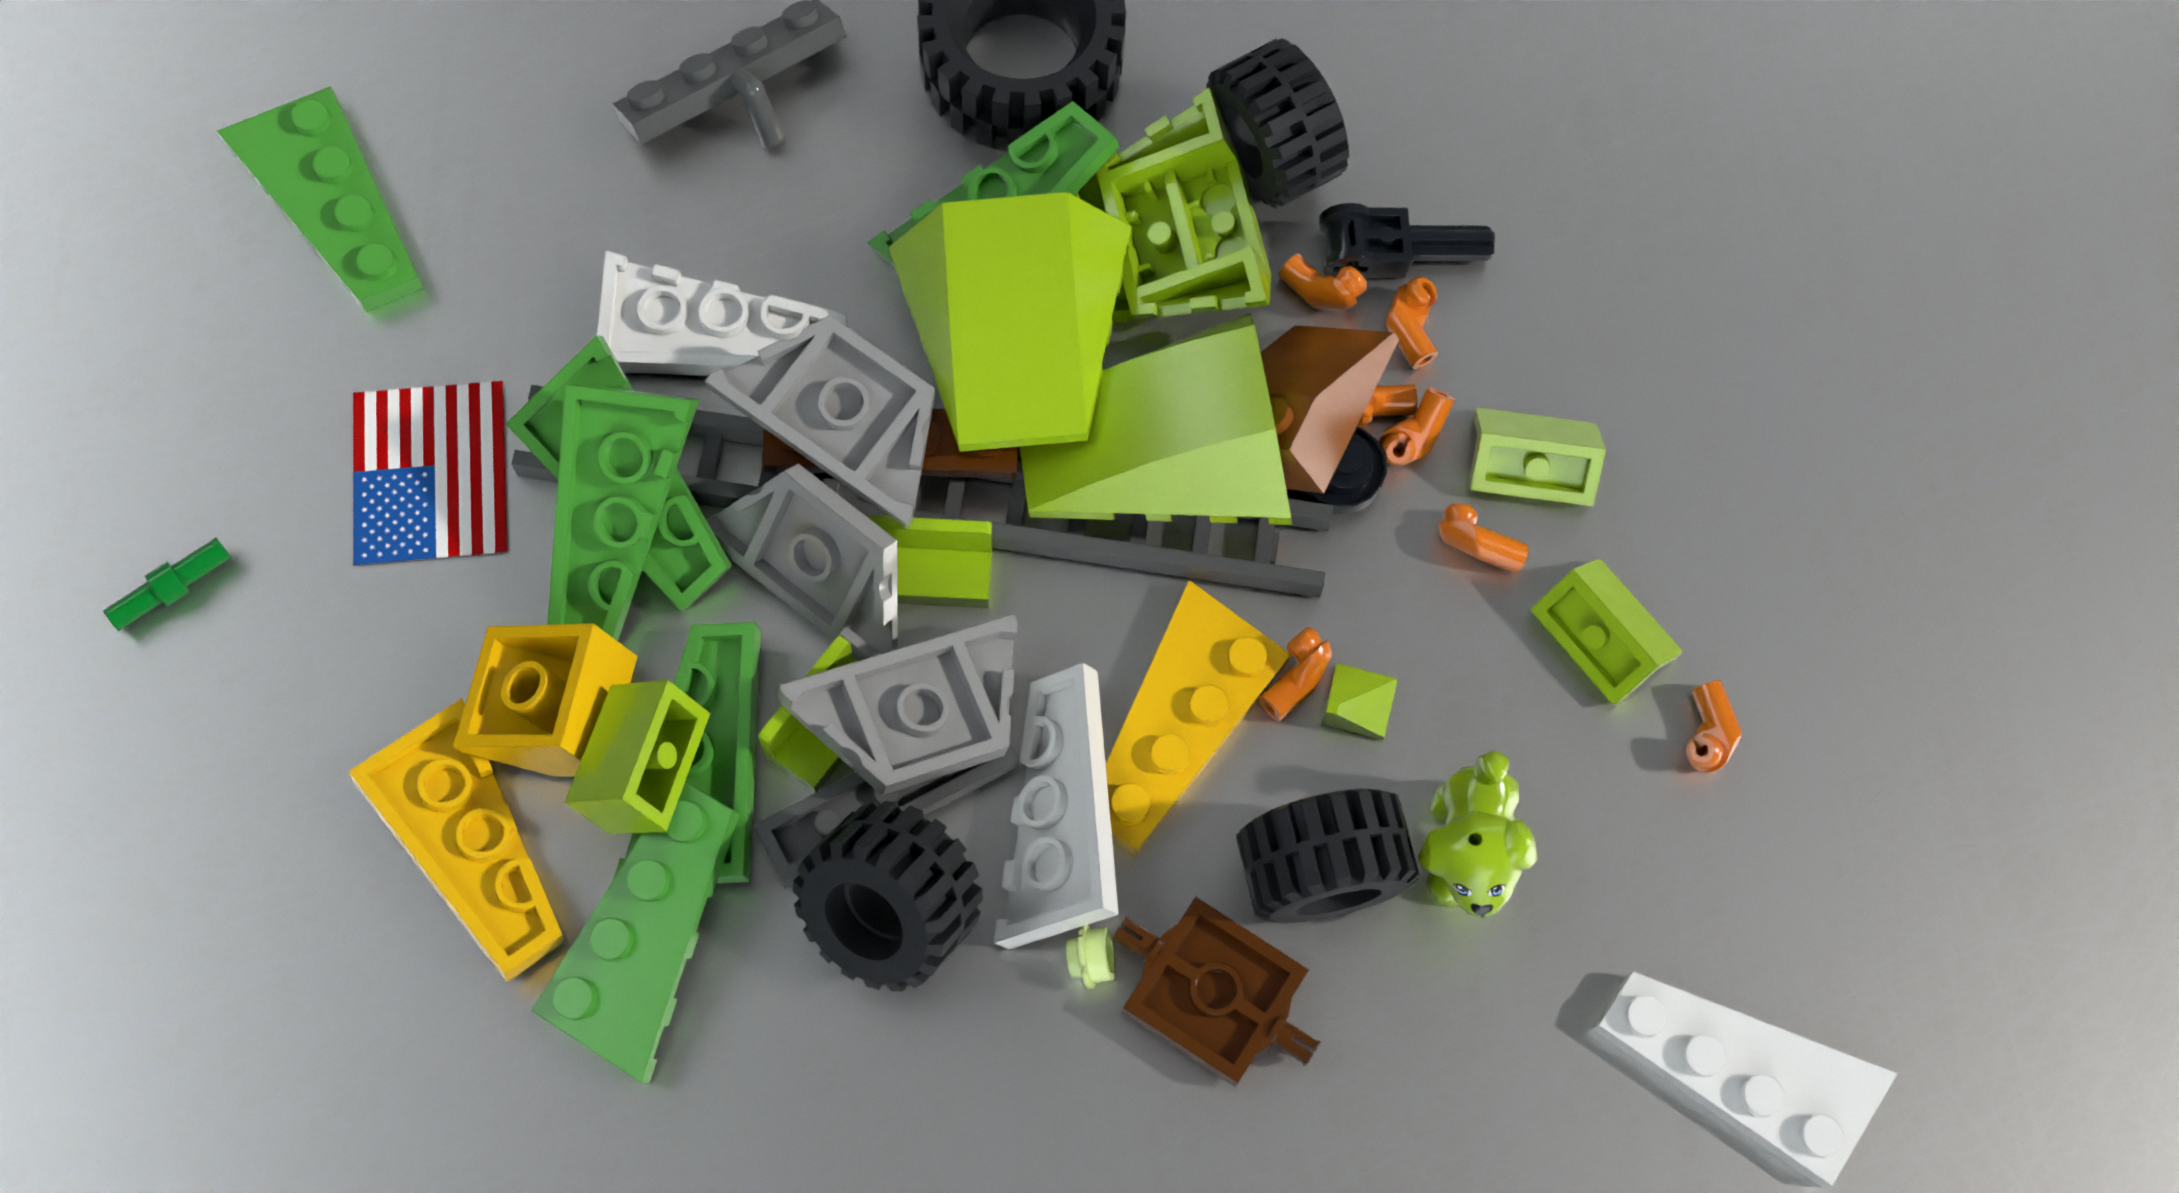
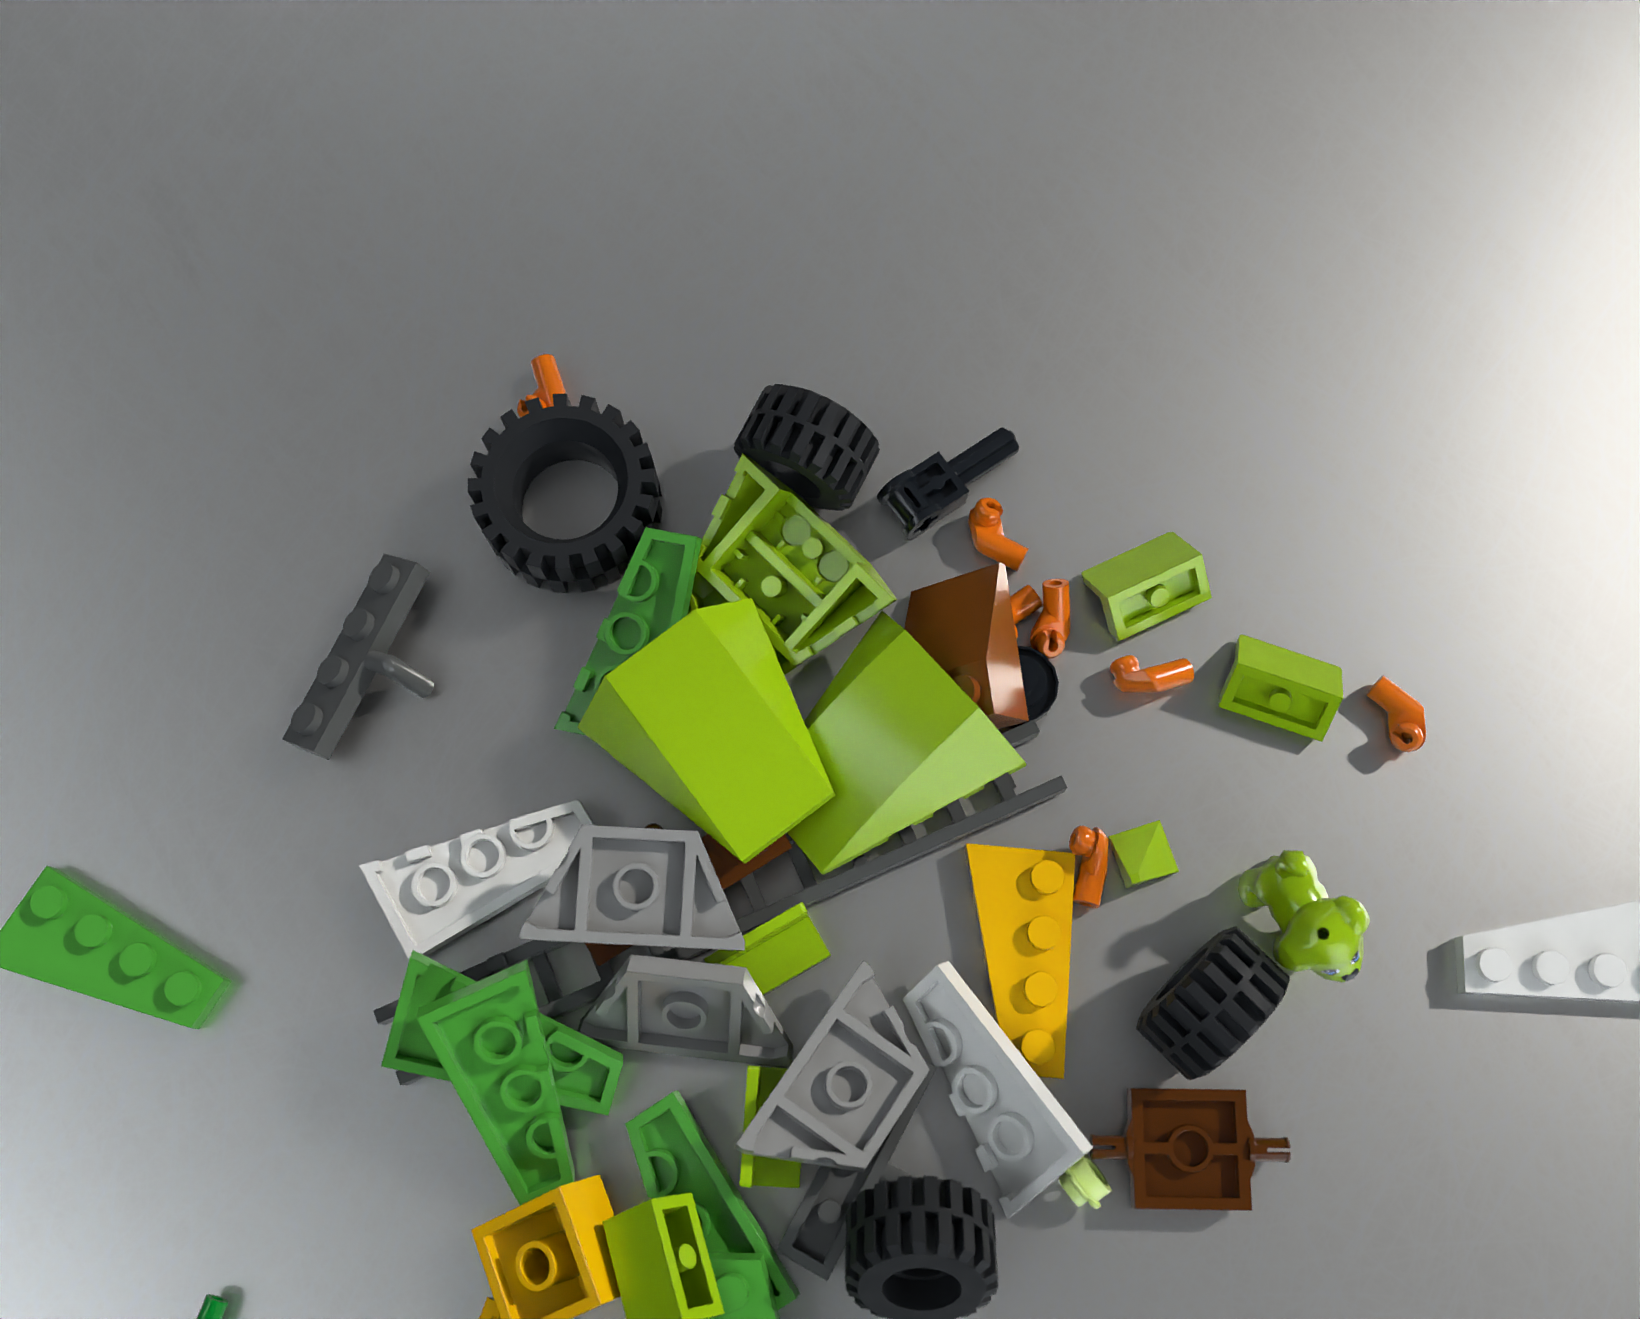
camera: 25 degrees left, 5 degrees up
(429, 473) = (336, 1128): sticker -> none
(1323, 291) = (916, 553): orange arm -> none

